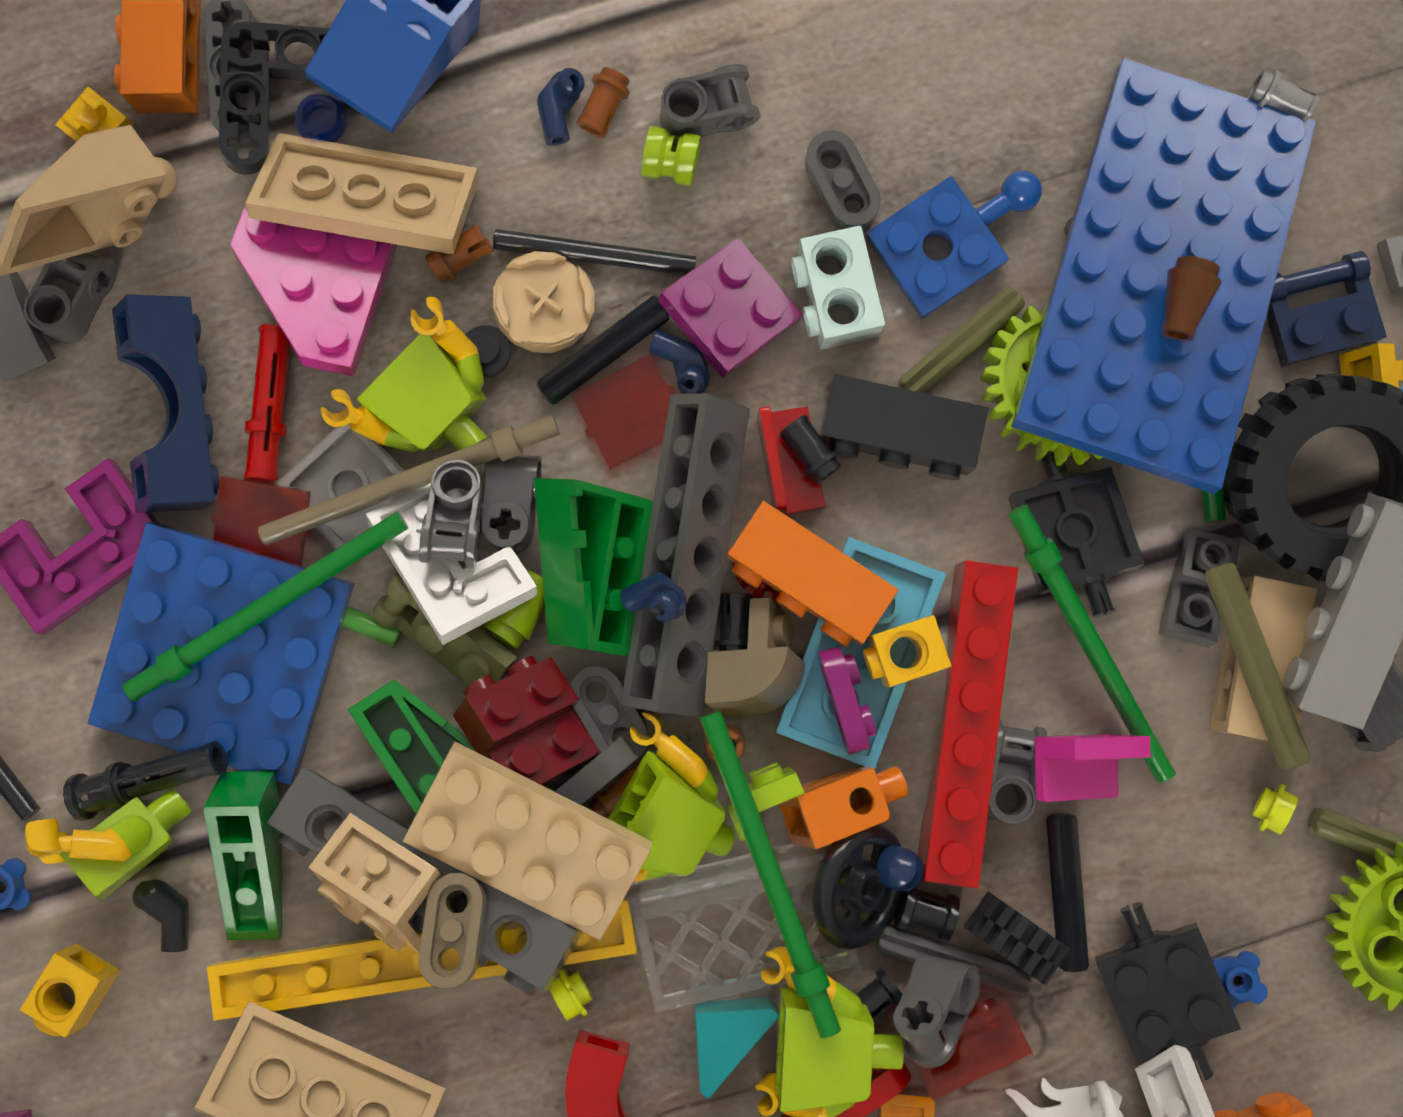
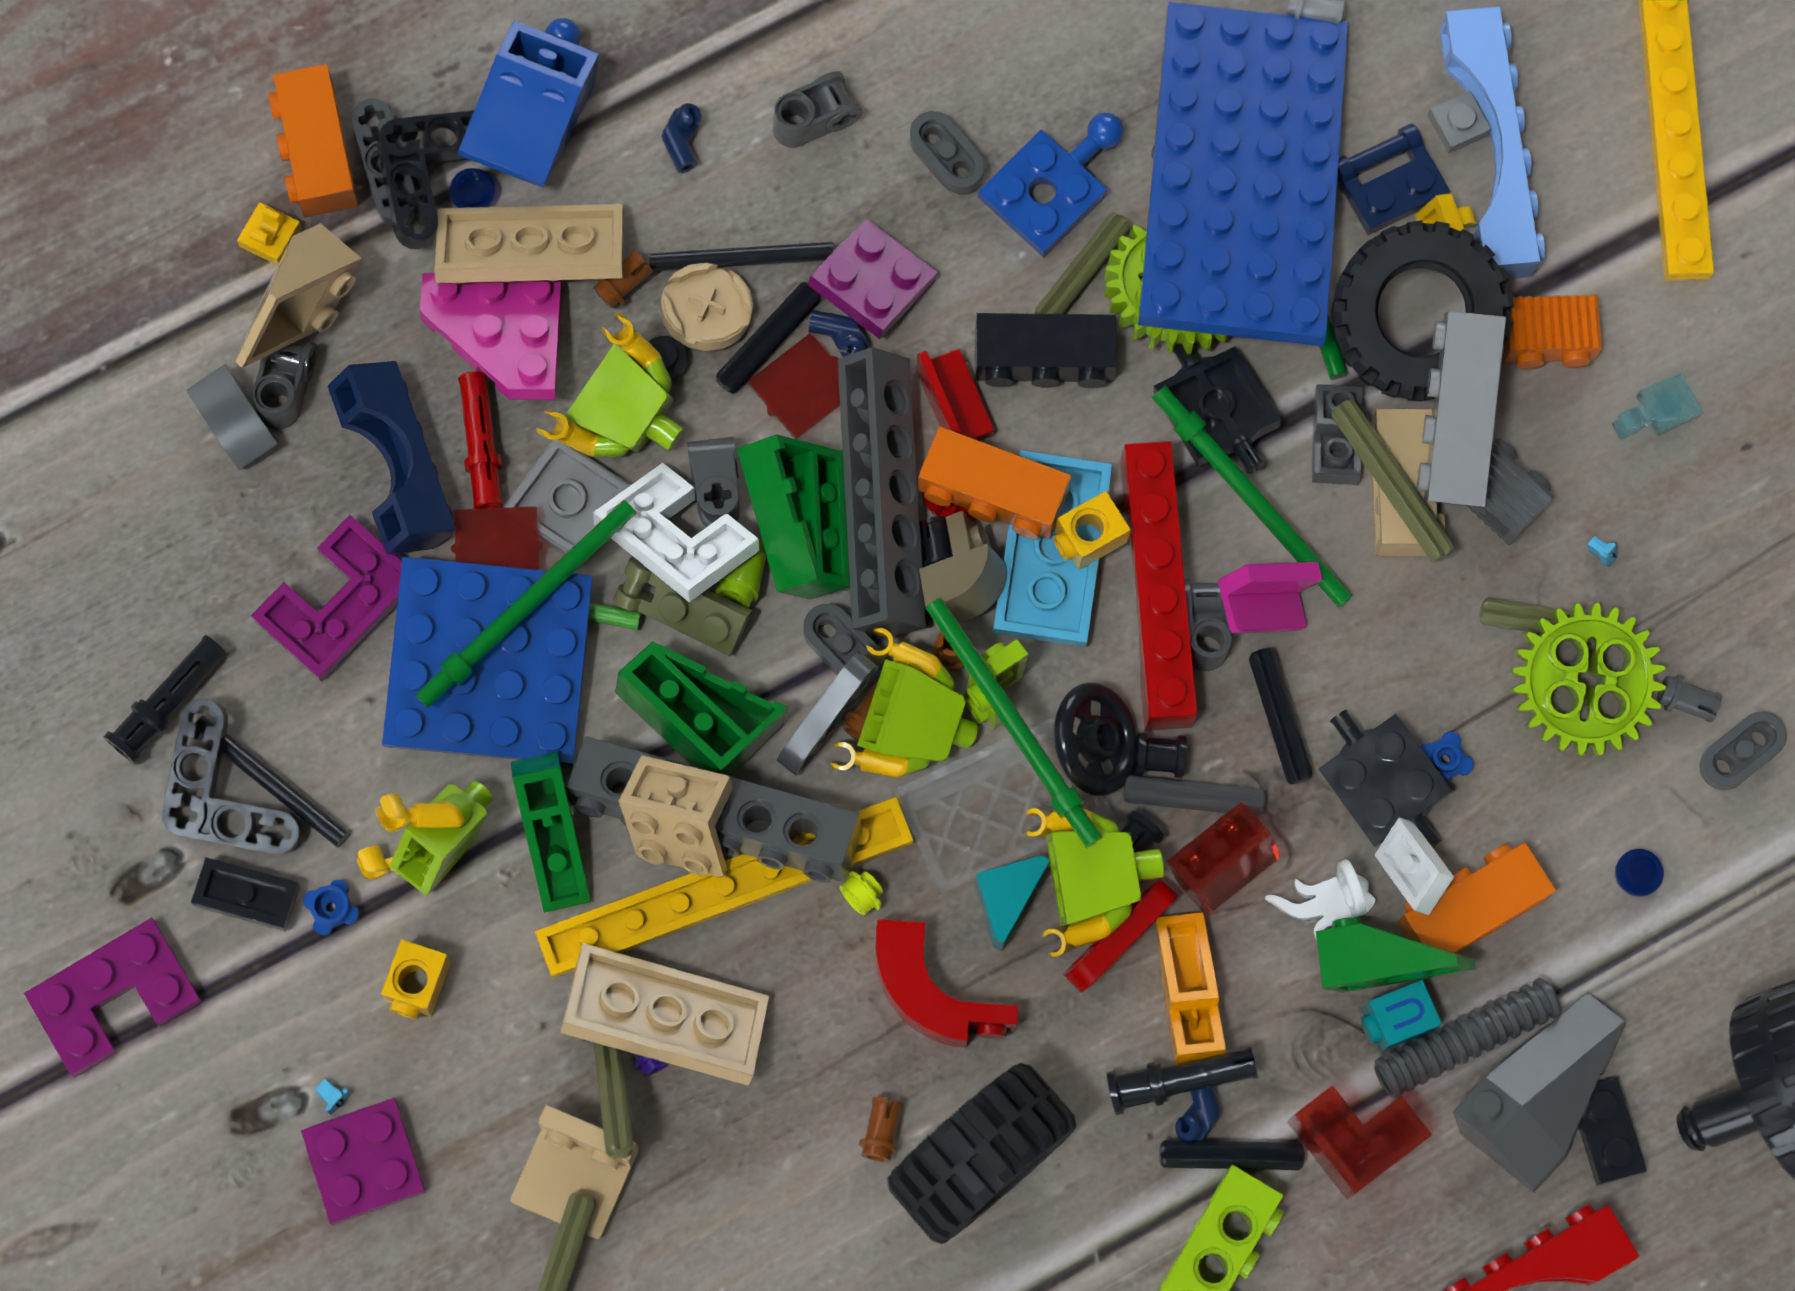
camera: 15 degrees left, 10 degrees down
(169, 909) = (486, 893): black arm -> none
(198, 764) = (421, 785): black pin -> none
(448, 930) = (754, 830): dark tan plate -> none
(452, 524) = (674, 491): dark grey piece -> none
(504, 444) = (702, 428): dark tan bar -> none
(527, 721) = (773, 661): dark red plate -> none
(527, 841) = (801, 744): tan plate -> none
(603, 101) = (721, 126): dark orange pin -> none
(657, 592) = (864, 518): dark blue arm -> none
(670, 155) = (791, 160): lime wheel -> none
(810, 450) = (970, 382): black pin -> none
(825, 811) = (1056, 670): orange torso -> none
(840, 676) = (1057, 598): magenta plate -> none
(850, 287) = (974, 240): light aqua brick -> none
(899, 868) = (1127, 717): dark blue hinge -> none
(936, 1008) = (1183, 818): dark grey piece -> none
(1016, 938) = (1241, 753): black tyre -> none
(1188, 295) = (1261, 183): reddish brown cone -> none
(1275, 808) = (1444, 606): neon yellow plate -> none

